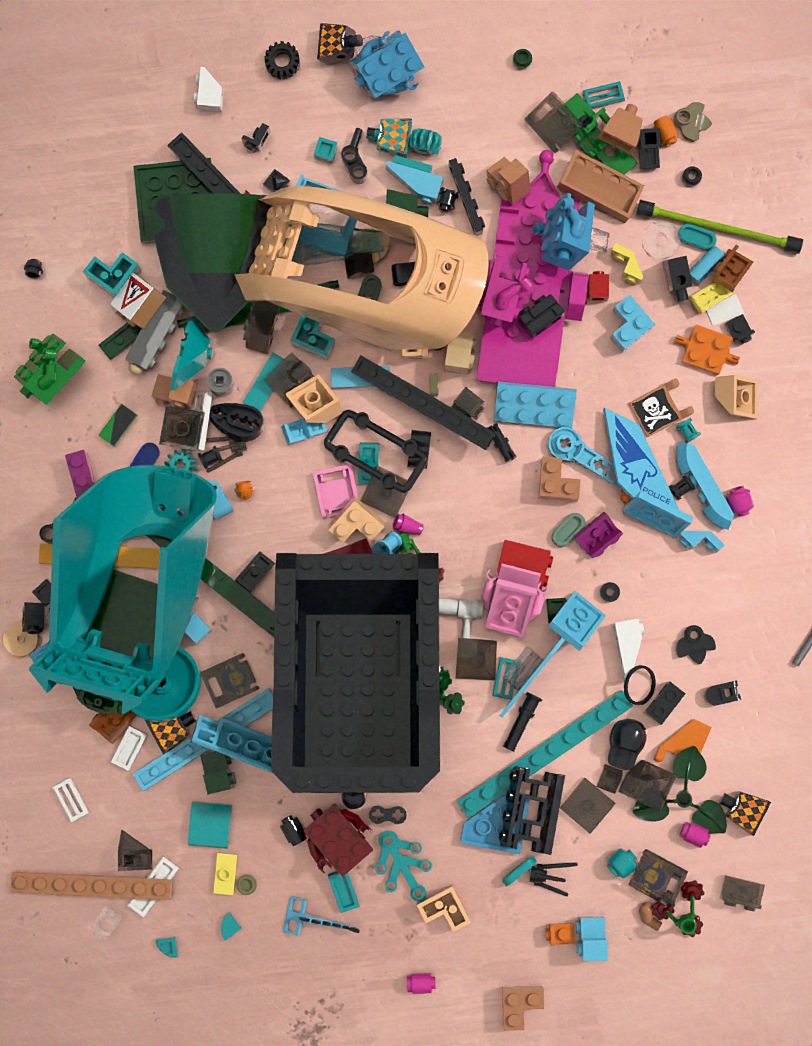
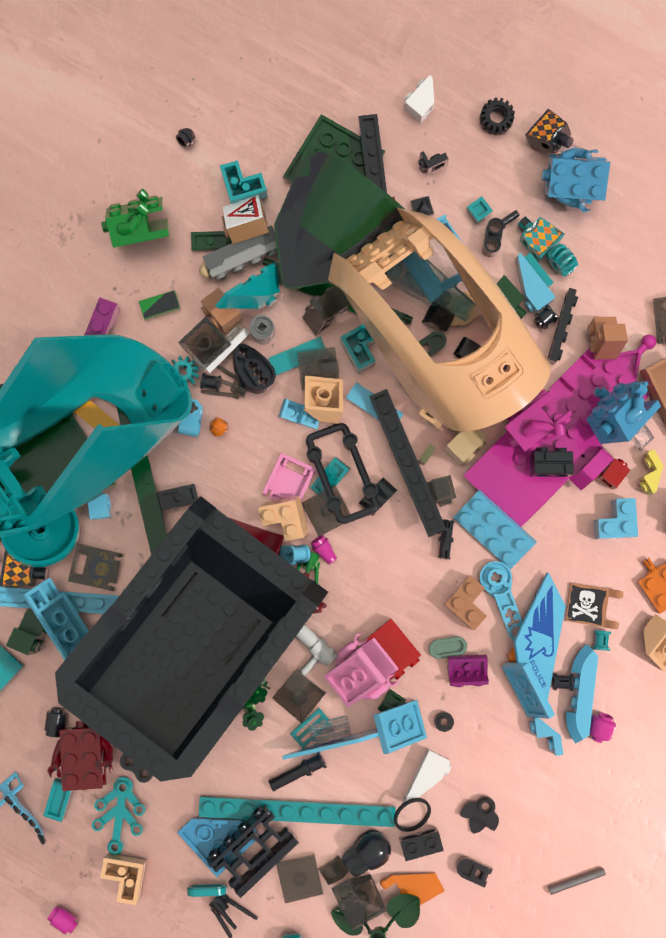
camera: 35 degrees right, 0 degrees up
(146, 455) = (163, 345): clear blue tile -> none

